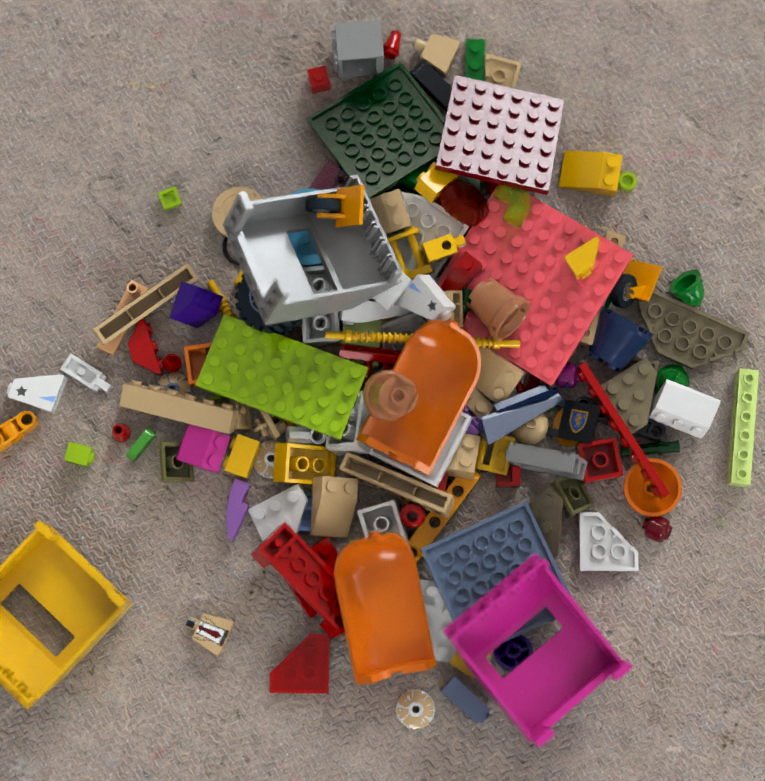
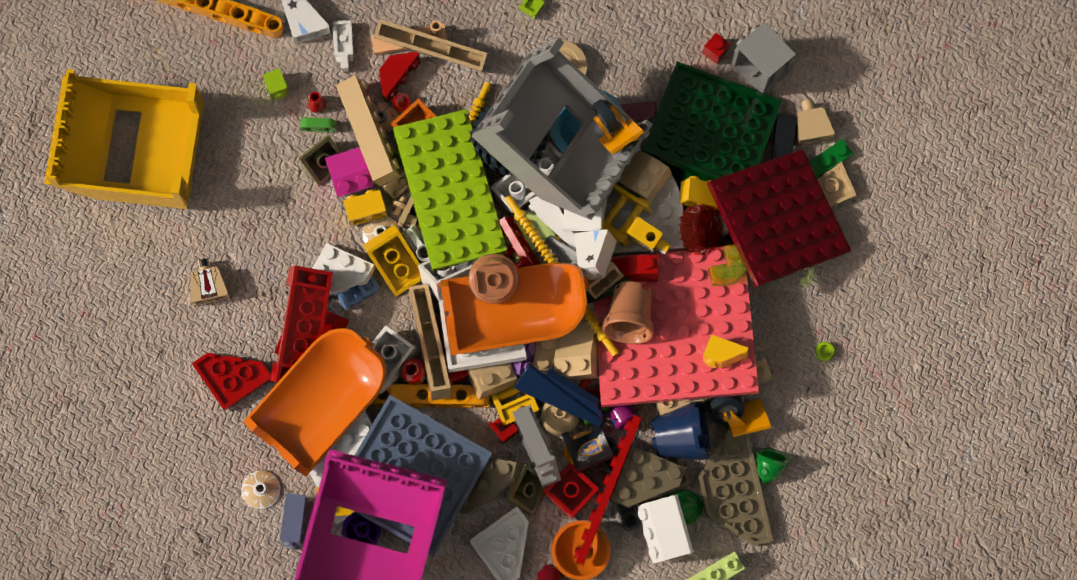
camera: 55 degrees right, 5 degrees down
(195, 305) = (458, 83): dark purple slope -> none
(236, 508) = (319, 233): medium lavender slope -> none
(333, 505) = (376, 305): tan slope -> none
(392, 45) = (791, 84): red cone -> none
(591, 172) = (809, 316): yellow slope -> none
(655, 448) = (617, 532): dark green pin -> none

